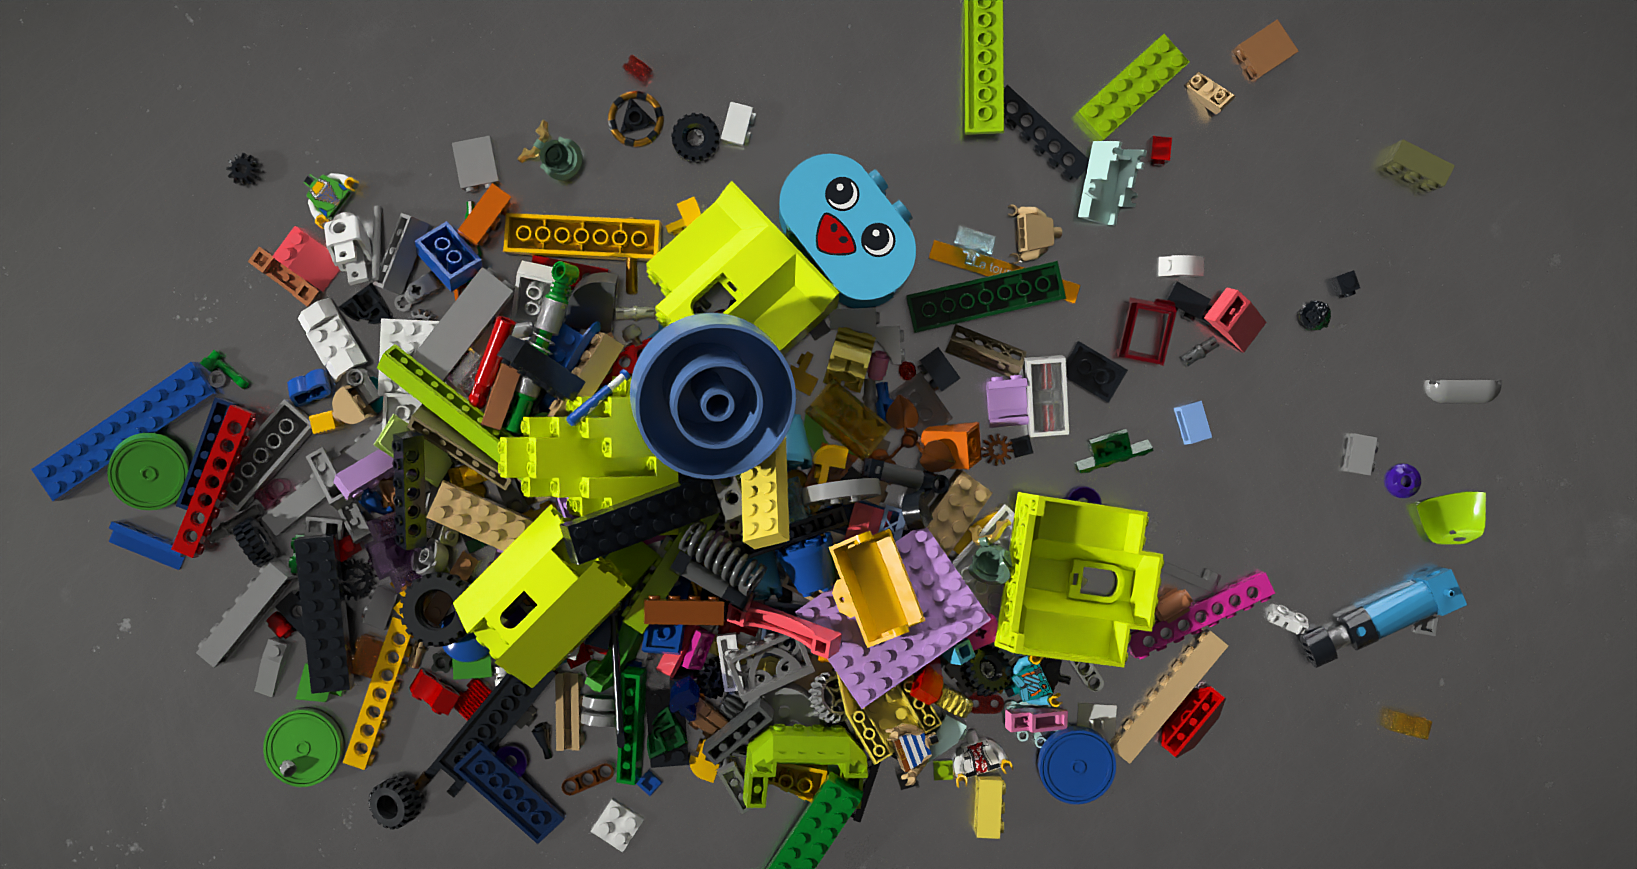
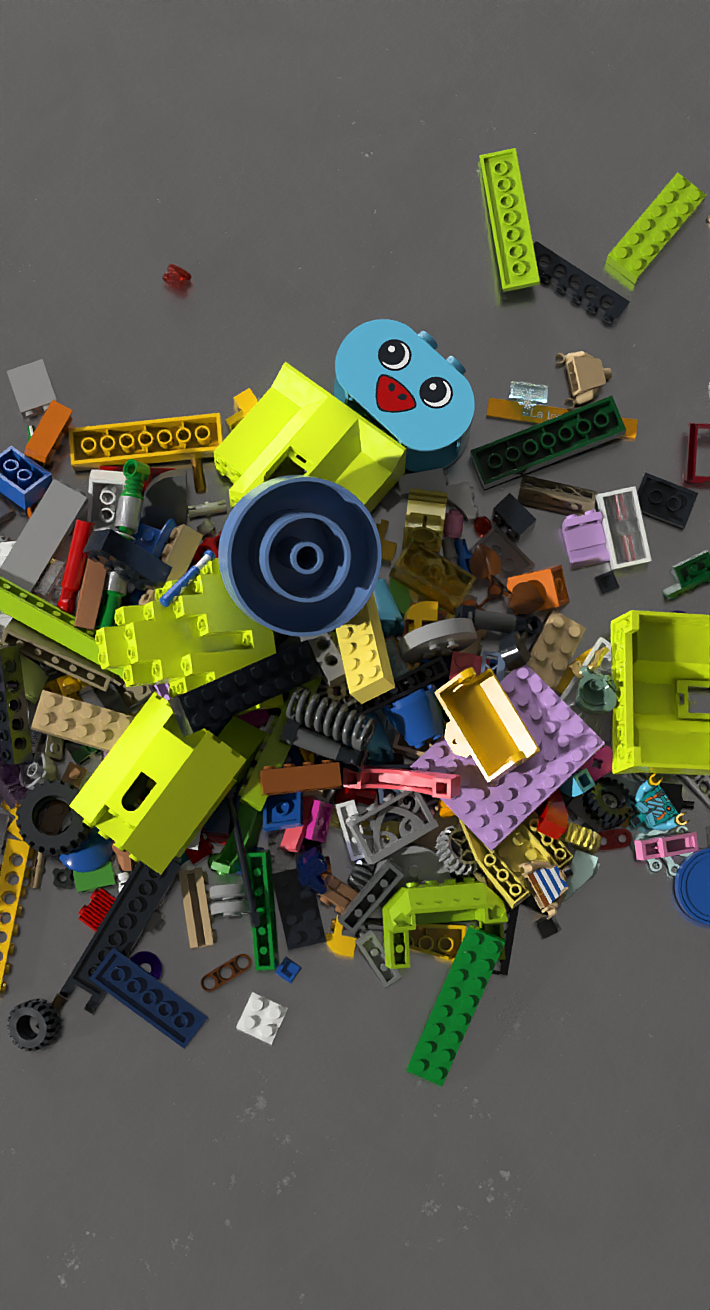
camera: 10 degrees left, 10 degrees down
(432, 691) = (58, 908): red brick -> none
(542, 735) = (173, 937): black cone -> none
(559, 157) = (113, 369): sand green helmet -> none
(635, 118) = (181, 325): black piece -> none
(666, 734) = (299, 912): dark green brick -> none
(685, 130) = (247, 323): black bush -> none
(711, 677) = (337, 853): black gear -> none
(737, 124) = (281, 315): white brick -> none
(943, 769) = (581, 913): lime plate -> none
(978, 757) = (615, 893): torso -> none
(989, 806) = (634, 938): light yellow brick -> none
(990, 451) = (575, 588): reddish brown gear -> none
(1108, 181) = (648, 317): light aqua piece -> none
(1160, 150) = (692, 282): red brick -> none

